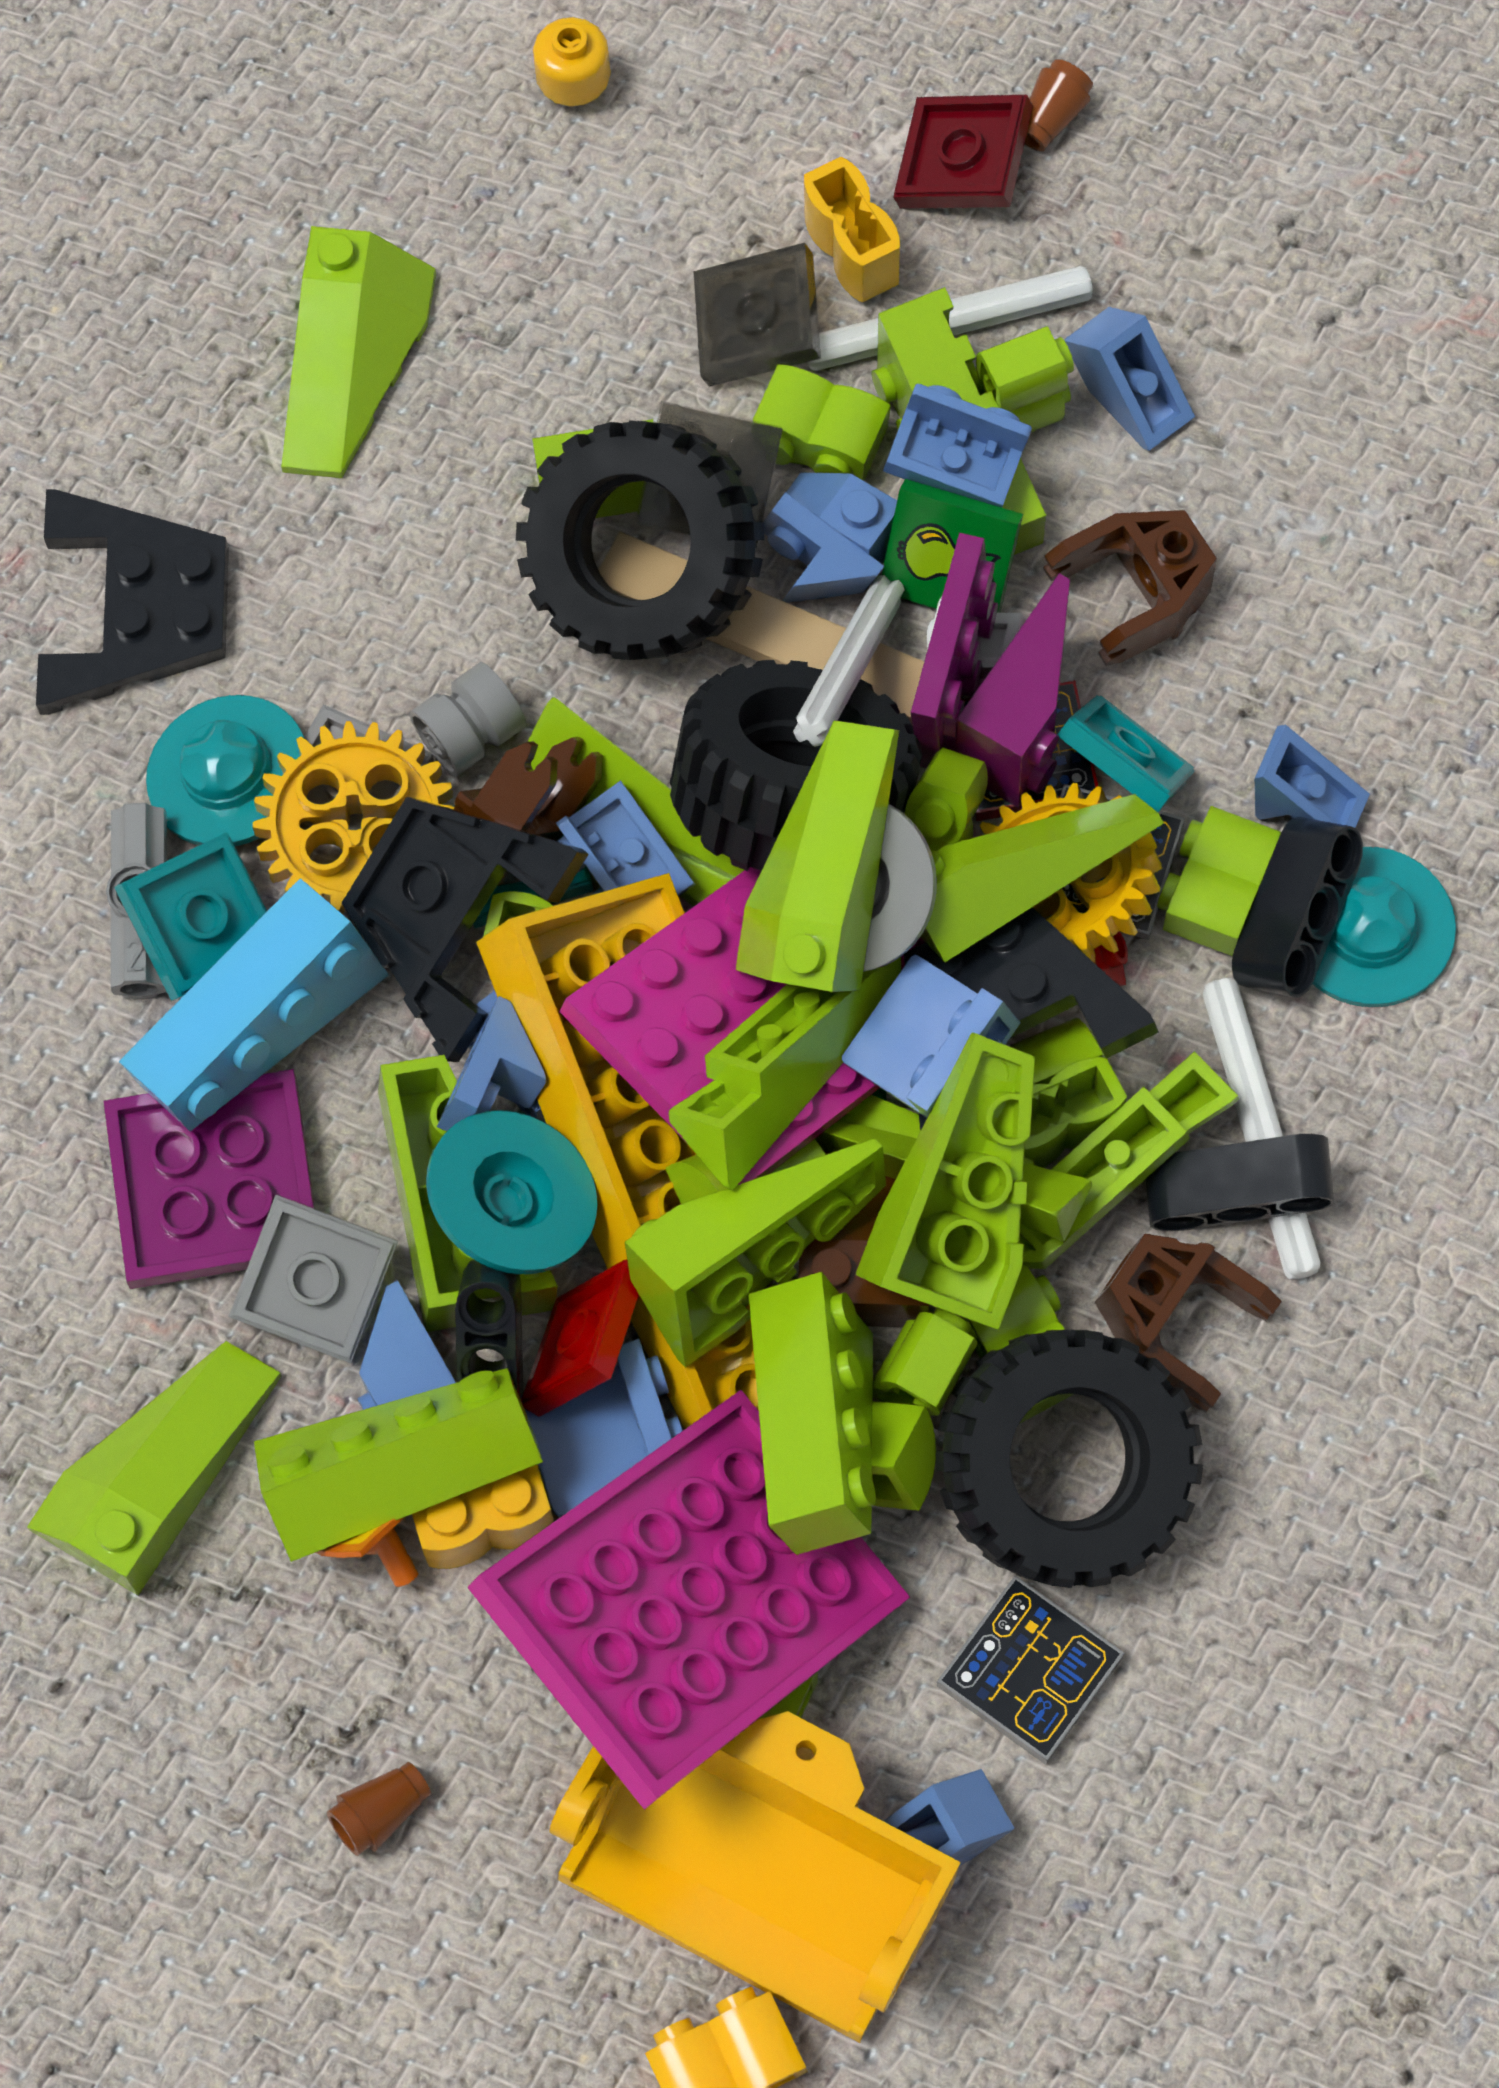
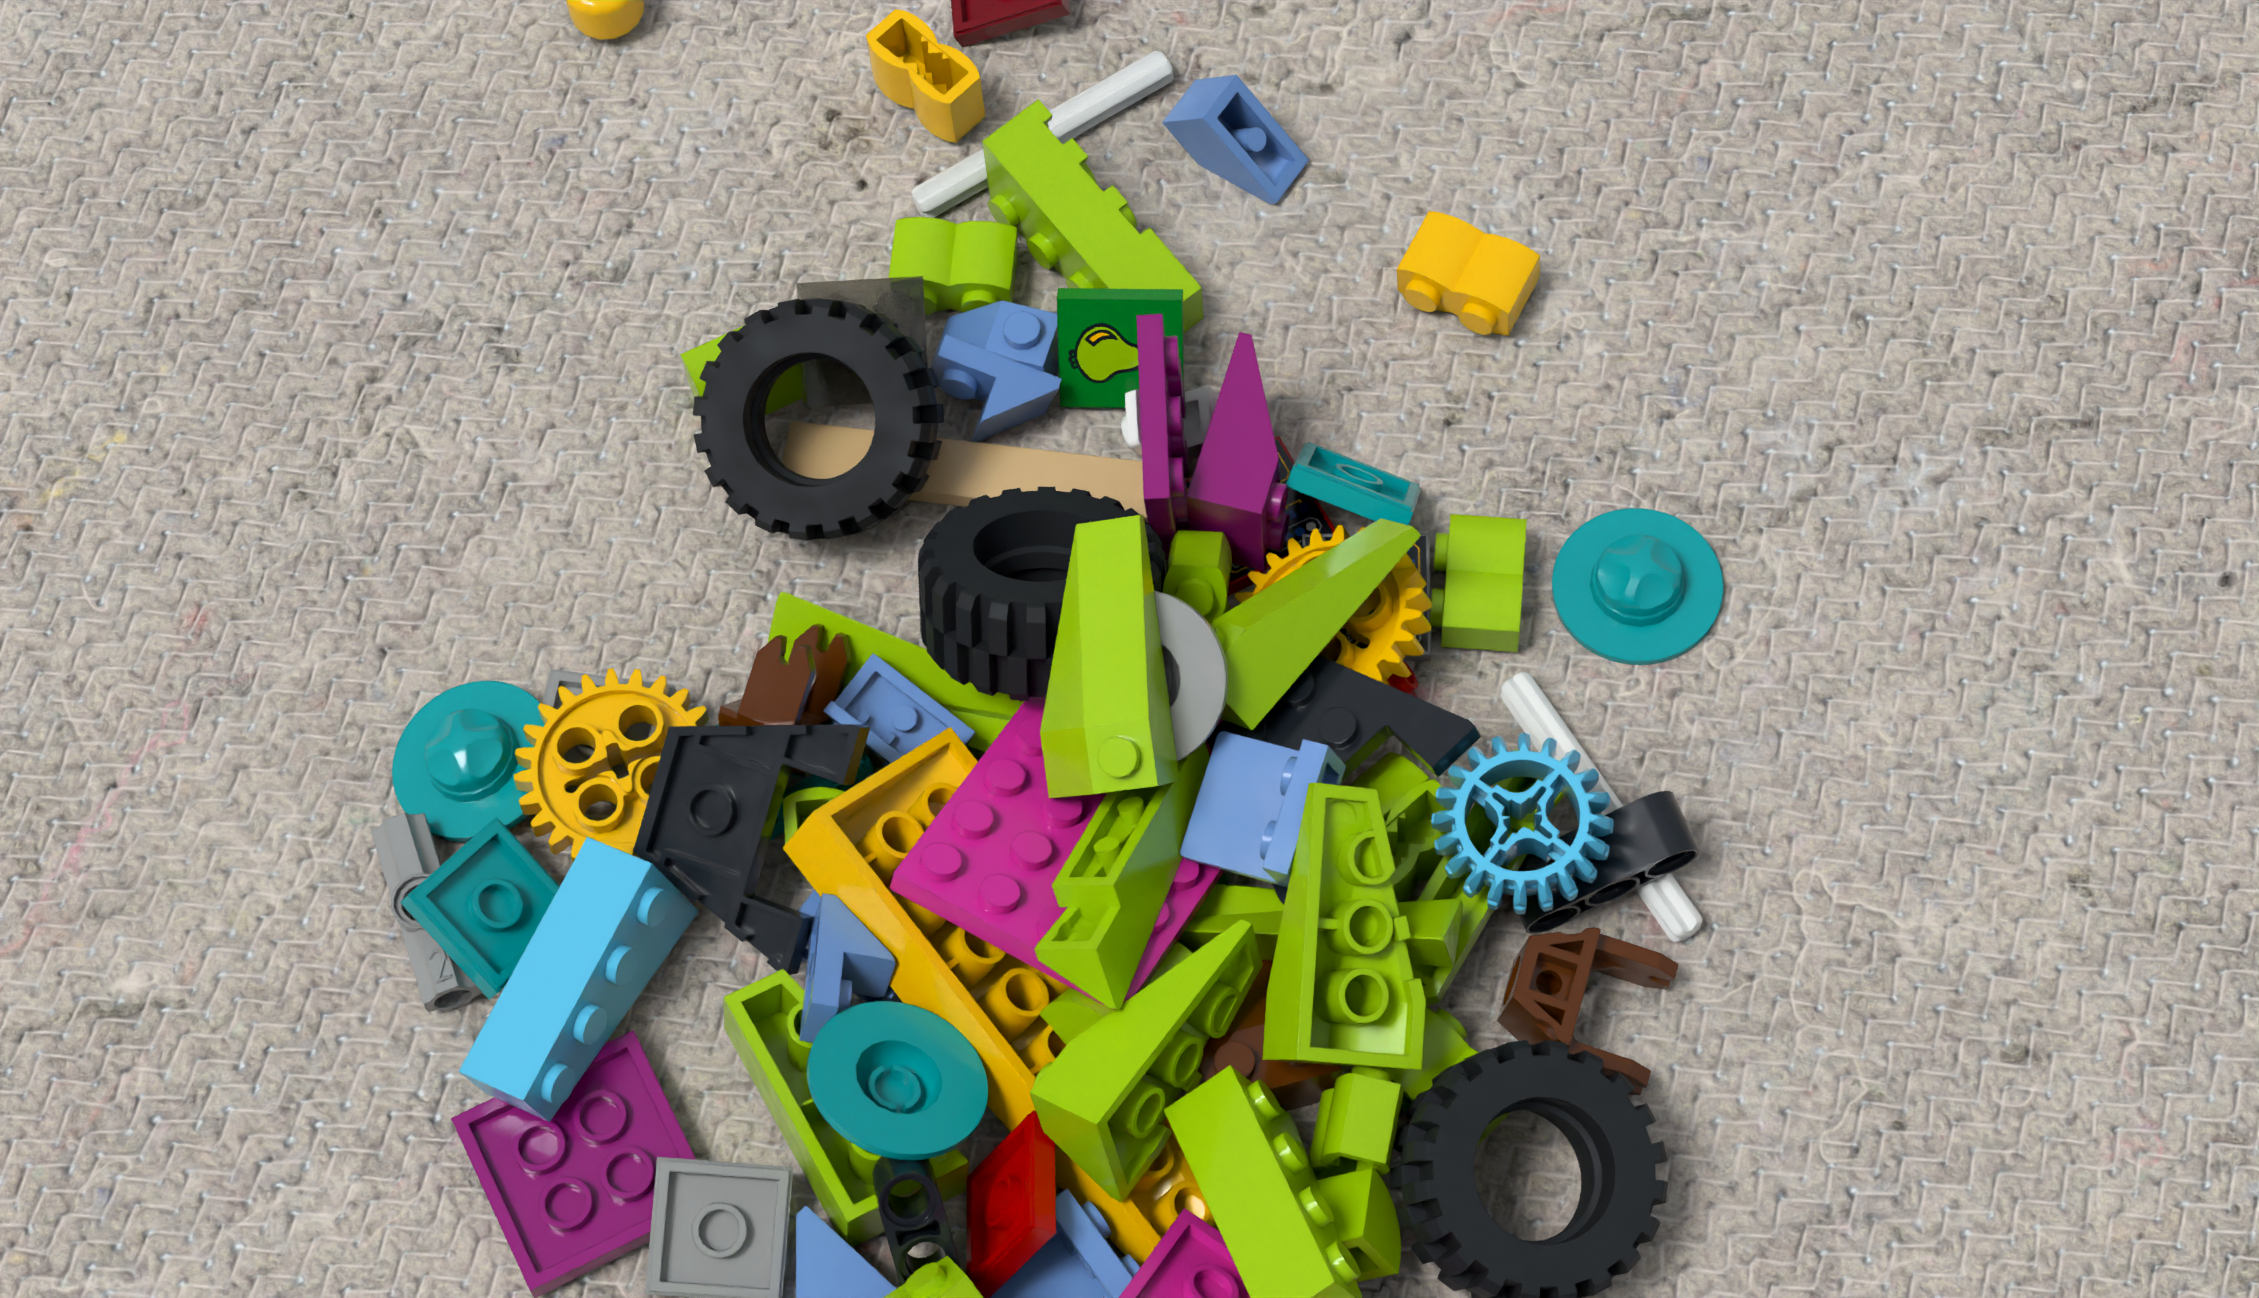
camera: 15 degrees left, 5 degrees down
(160, 599) = (355, 616): black wing -> none
(354, 328) = (470, 308): lime wedge -> none
(475, 714) = (707, 632): light grey wheel -> none
(756, 314) = (859, 180): clear smoke plate -> none
(848, 660) = (1060, 475): white axle -> none
(957, 445) = (1099, 241): medium blue bracket -> none
(1028, 376) = (1143, 165): lime brick -> none
(1146, 1145) = (1498, 802): none -> medium azure gear
(1163, 558) = (1323, 296): reddish brown piece -> none
(1297, 907) = (1565, 585): black beam -> none
(1305, 784) = (1537, 471): medium blue slope -> none
(1308, 575) = (1467, 274): none -> yellow brick

